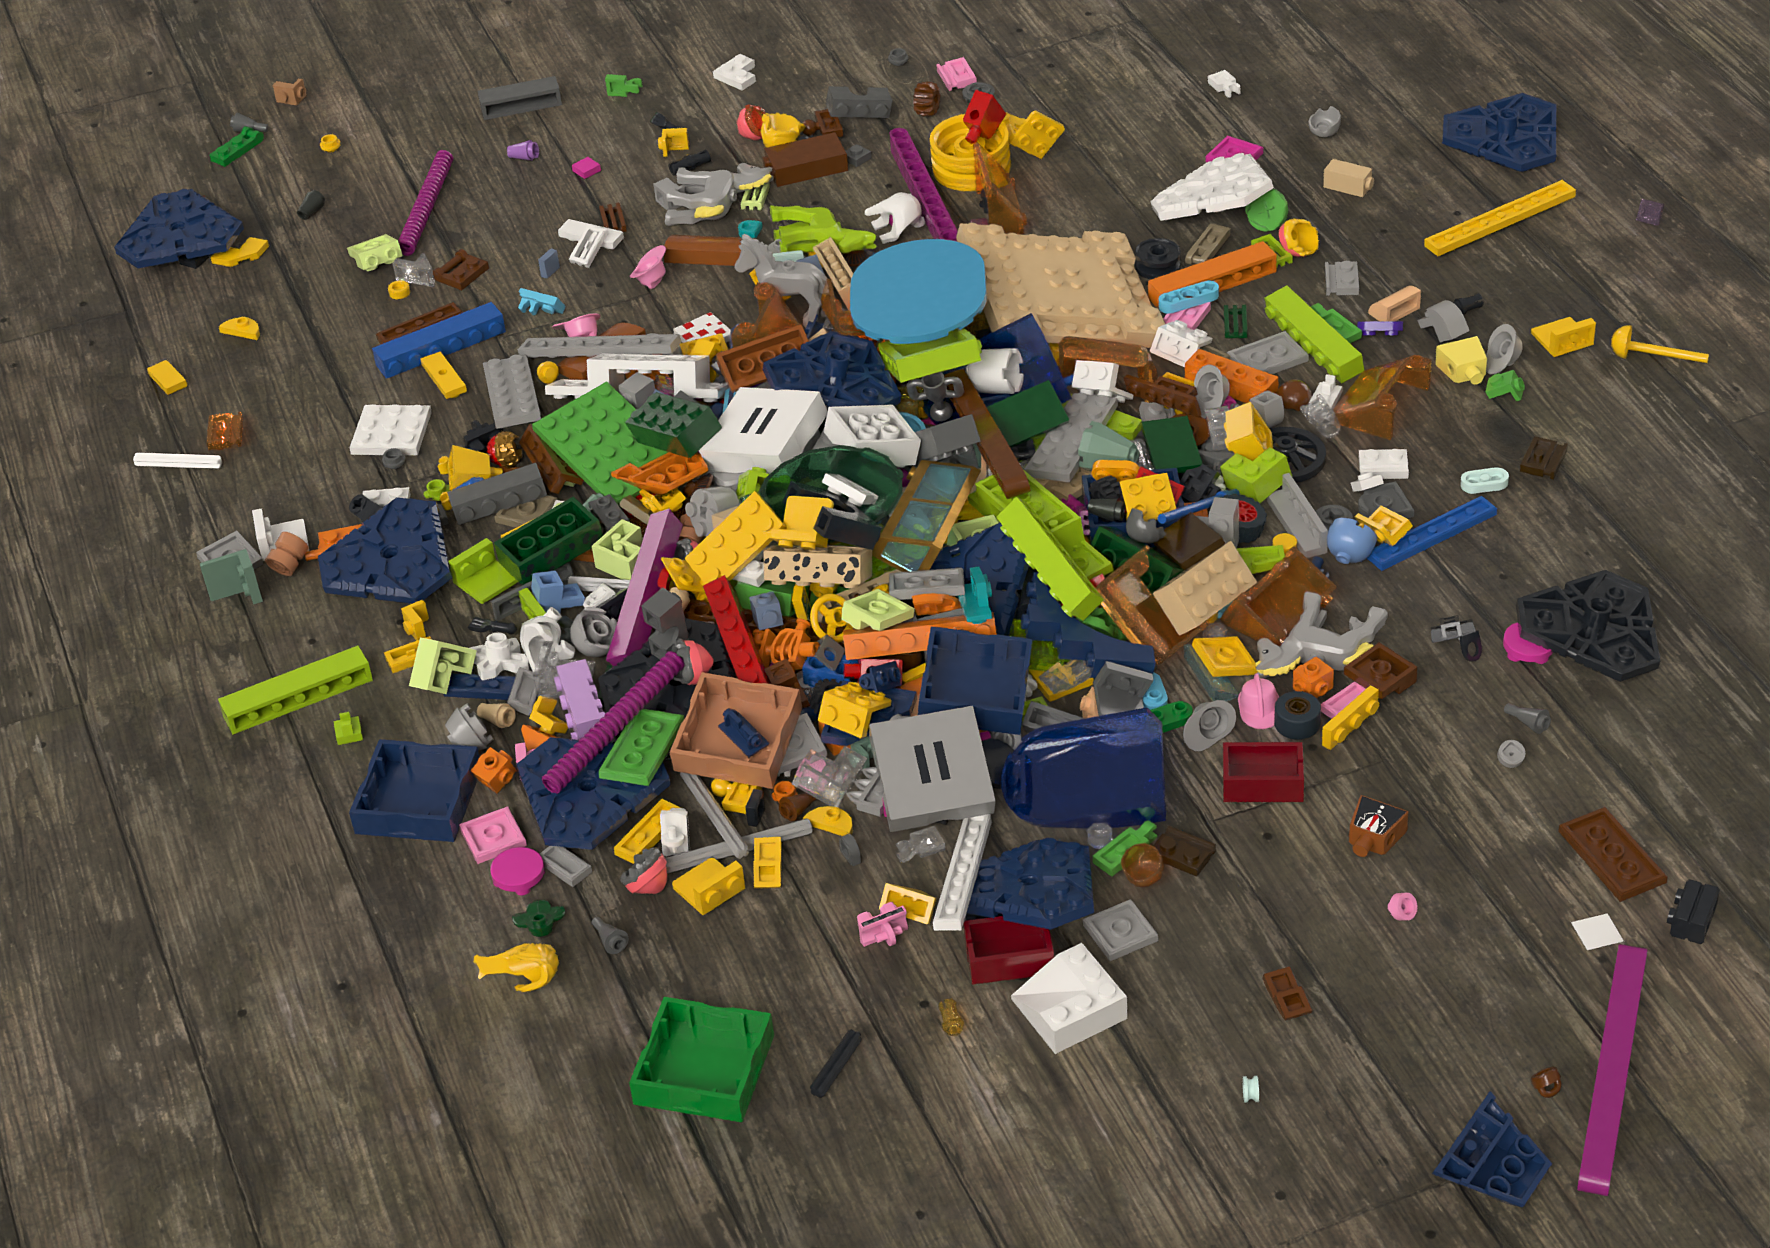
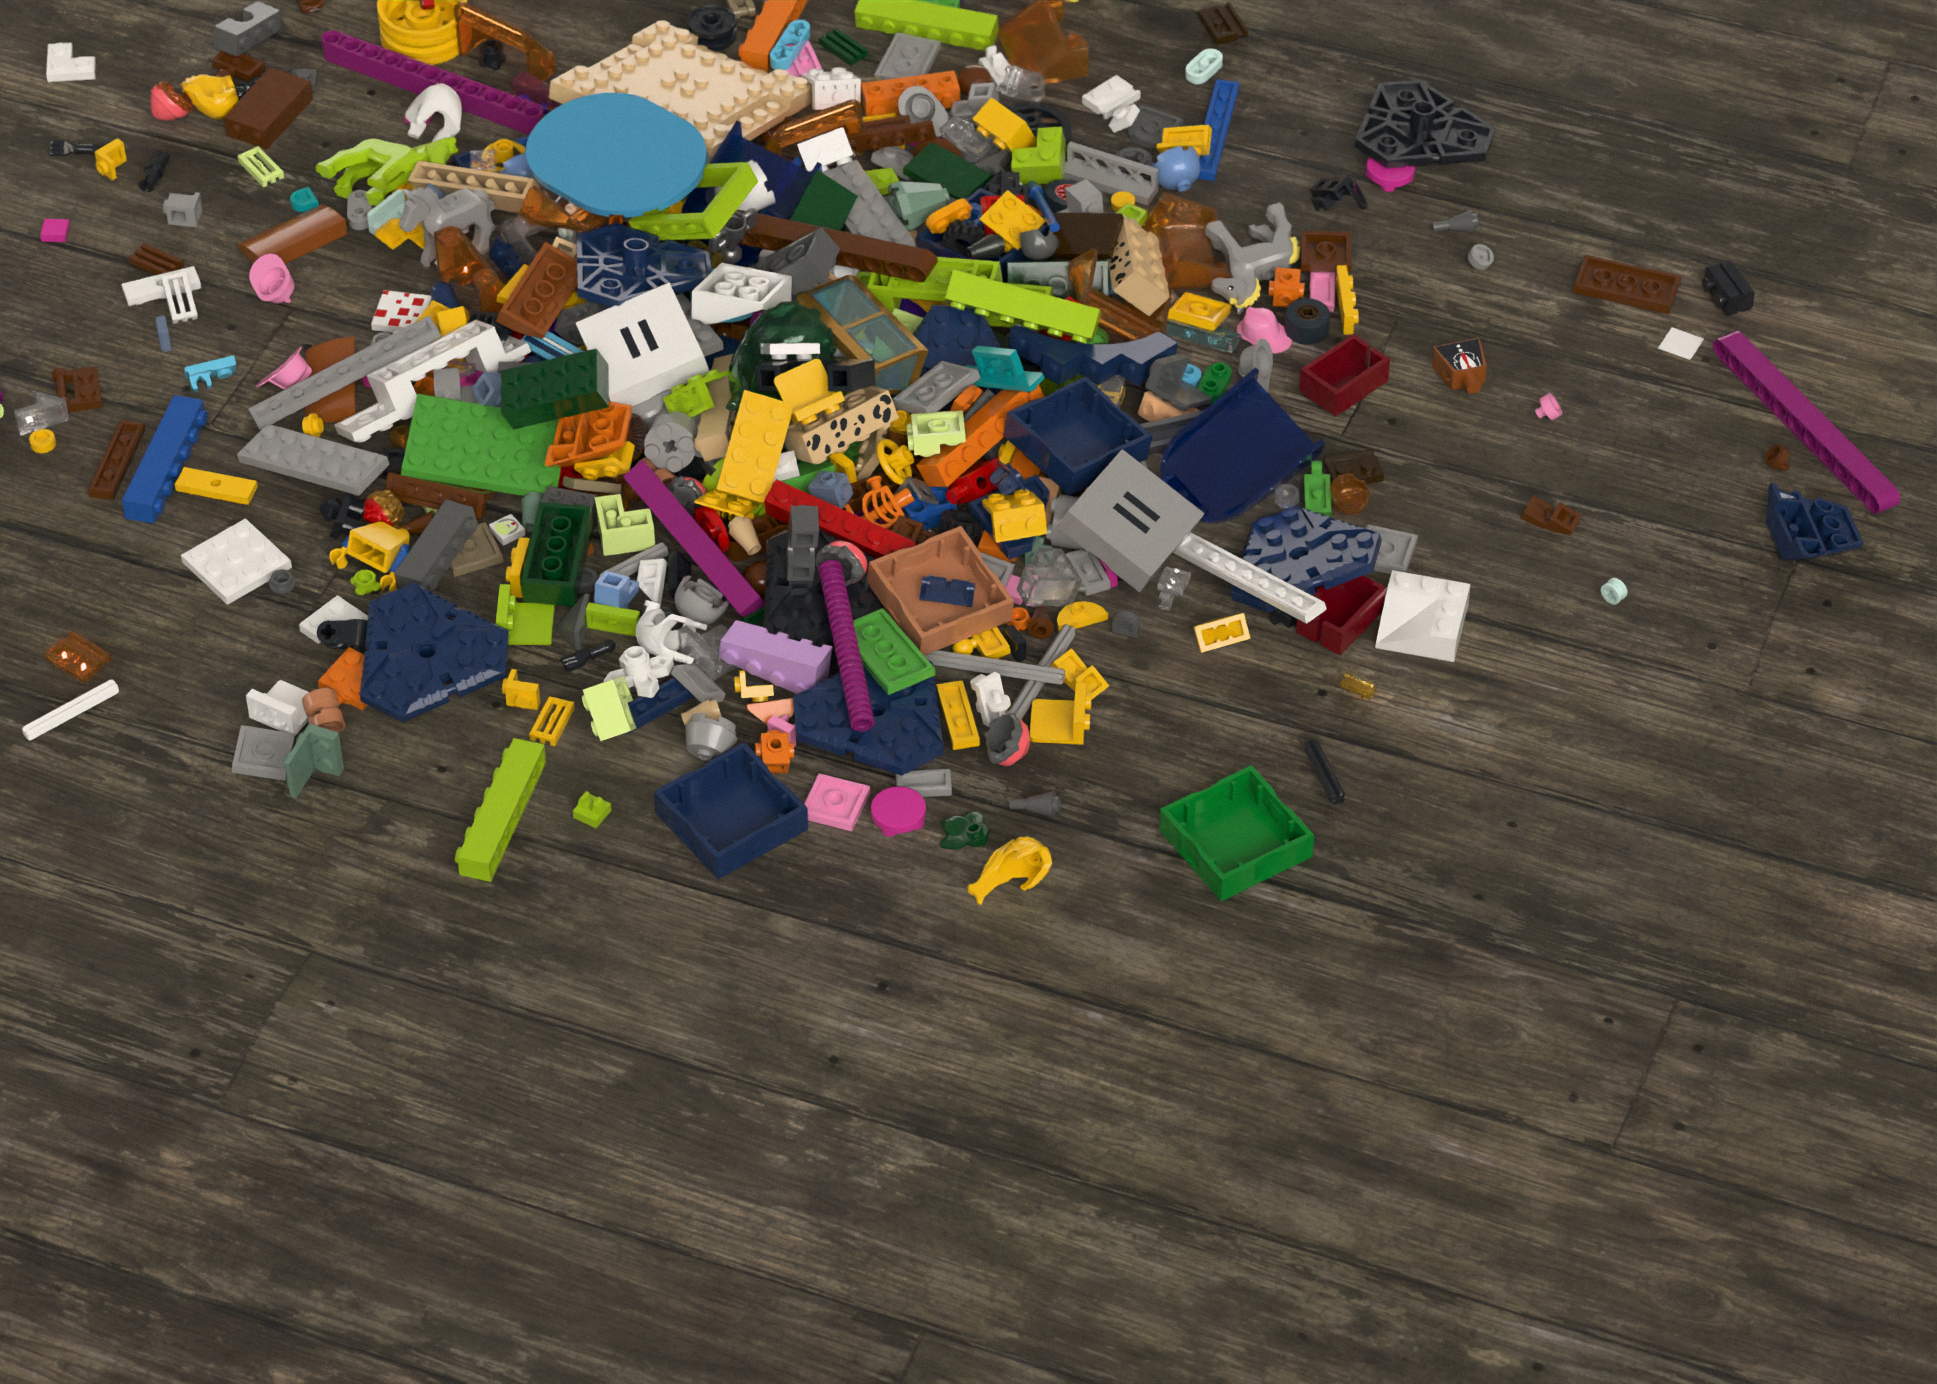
camera: 50 degrees left, 5 degrees up
(711, 192) = (234, 178): light grey animal -> none
(883, 926) = (1231, 658): bright pink hips -> none

